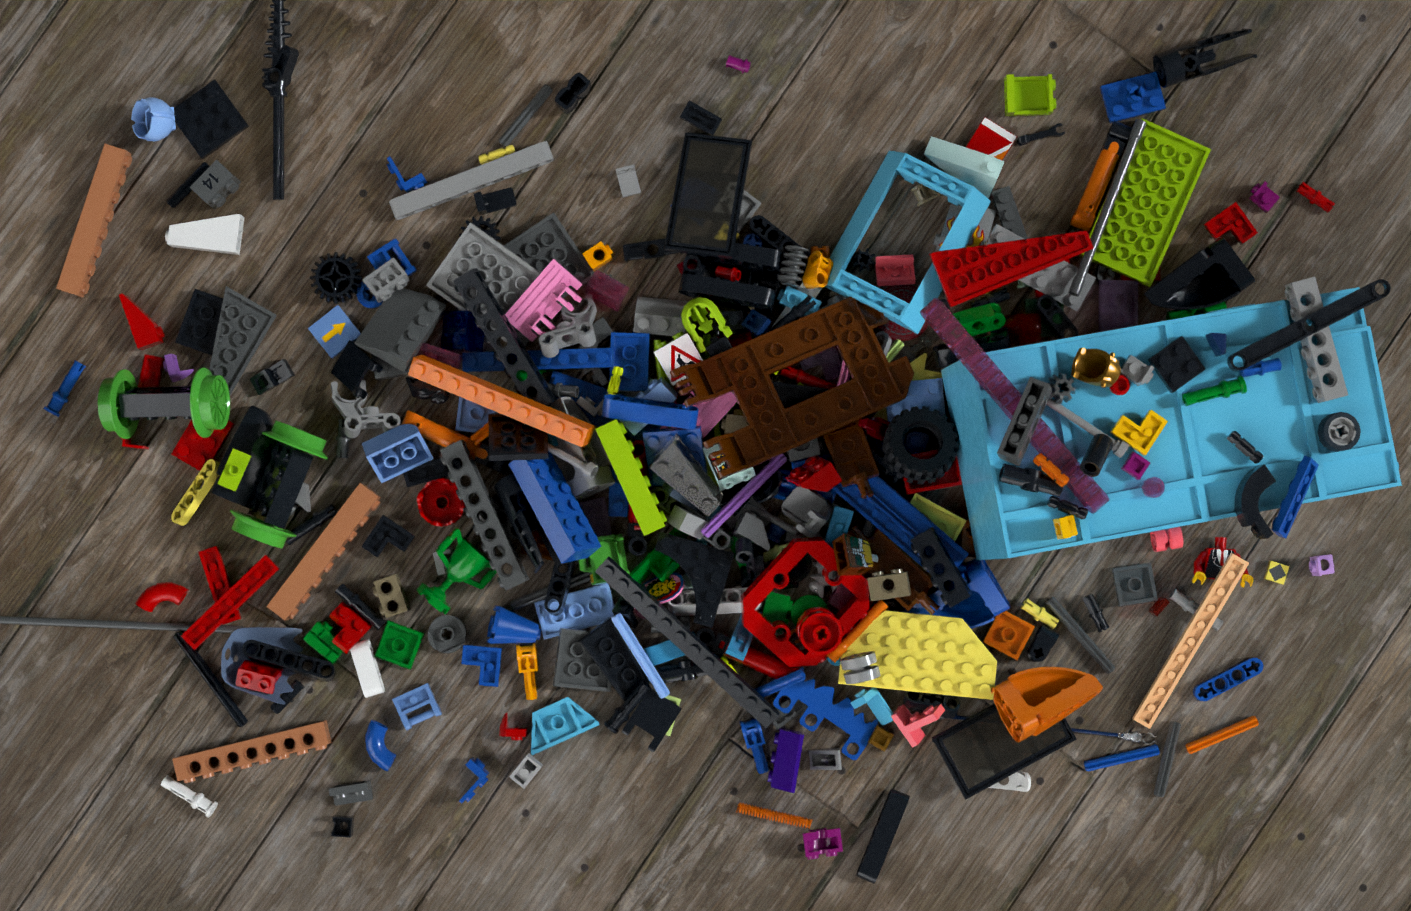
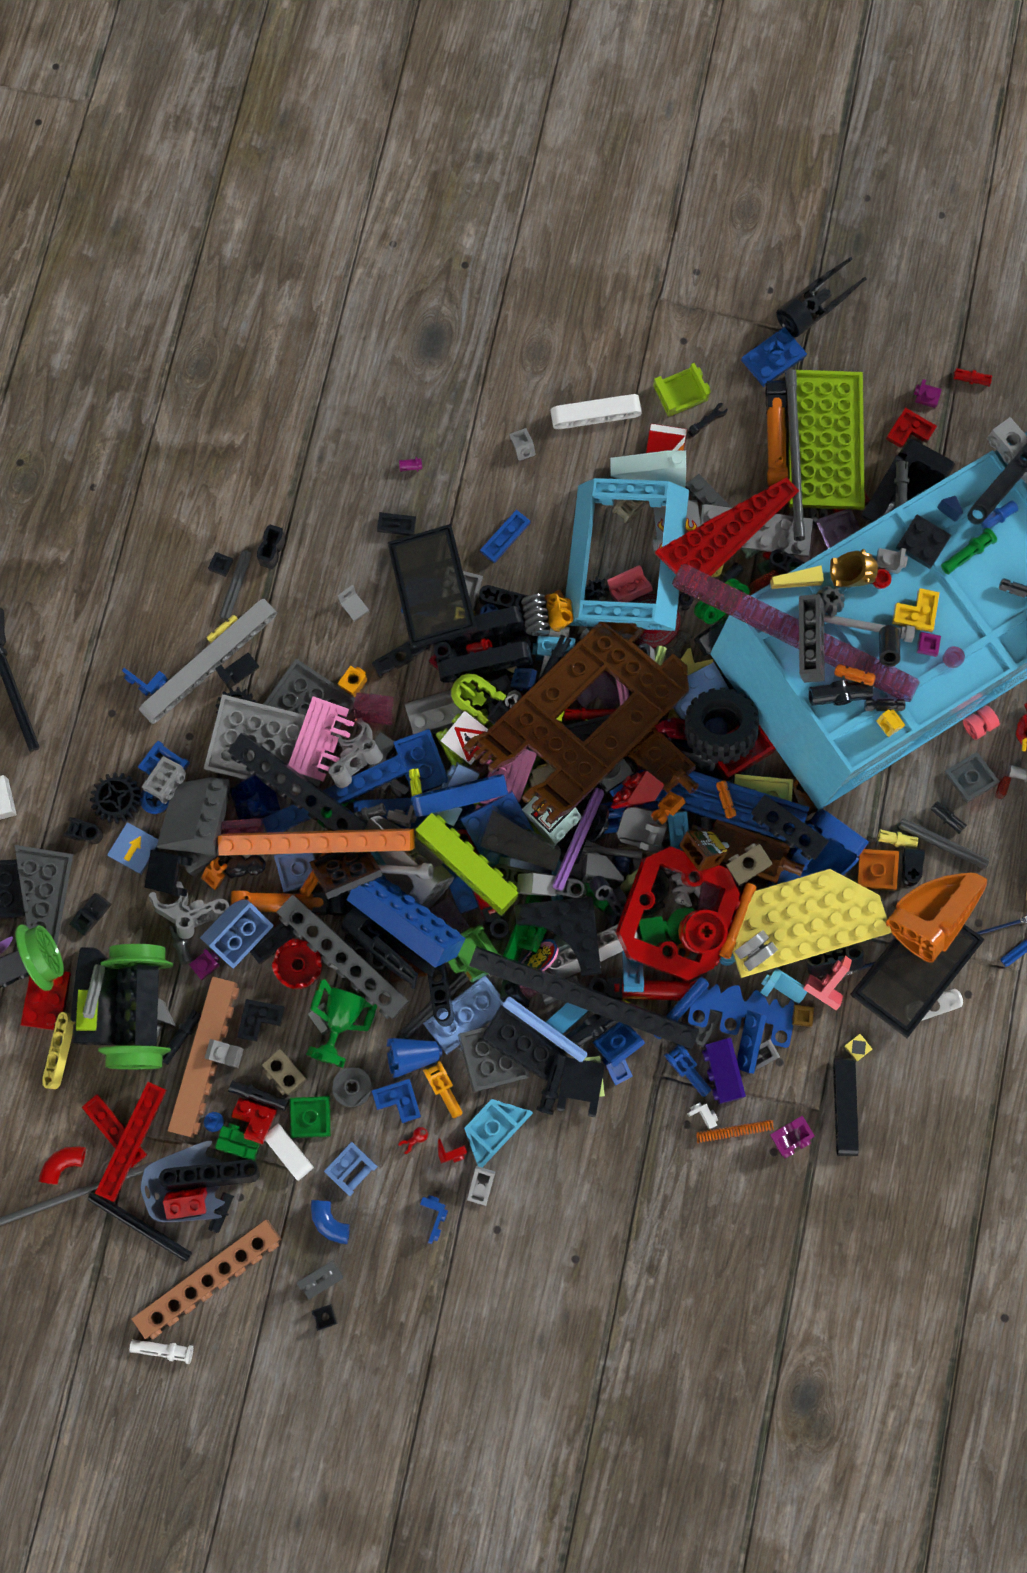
camera: 20 degrees left, 10 degrees down
(246, 456) = (94, 991): none -> light grey axle
(291, 295) = (80, 830): none -> black piece
(311, 613) = (213, 1121): none -> blue plate
(343, 557) = (224, 1053): none -> light grey slope
(358, 467) = (205, 964): none -> magenta bracket
(398, 387) = (213, 874): none -> orange plate
(487, 703) = (417, 1136): none -> red arm
(519, 89) = (220, 564): none -> black plate
(692, 715) = (618, 1073): none -> blue bracket
(701, 695) = (618, 1043): none -> blue tile
(738, 340) = (509, 701): none -> light grey pin
(756, 794) = (708, 1116): none -> white bracket
(798, 172) = (505, 536): none -> blue plate
(822, 743) = (750, 1041): none -> blue plate
(839, 499) = (669, 805): none -> orange plate
(853, 87) = (523, 444): none -> light grey bracket
(895, 512) = (726, 799): none -> orange axle
(918, 787) = (858, 1047): none -> tile
(937, 83) = (596, 411): none -> white beam
(1046, 355) = (801, 578): none -> light yellow piece
(1191, 286) = (901, 483): none -> dark grey pin

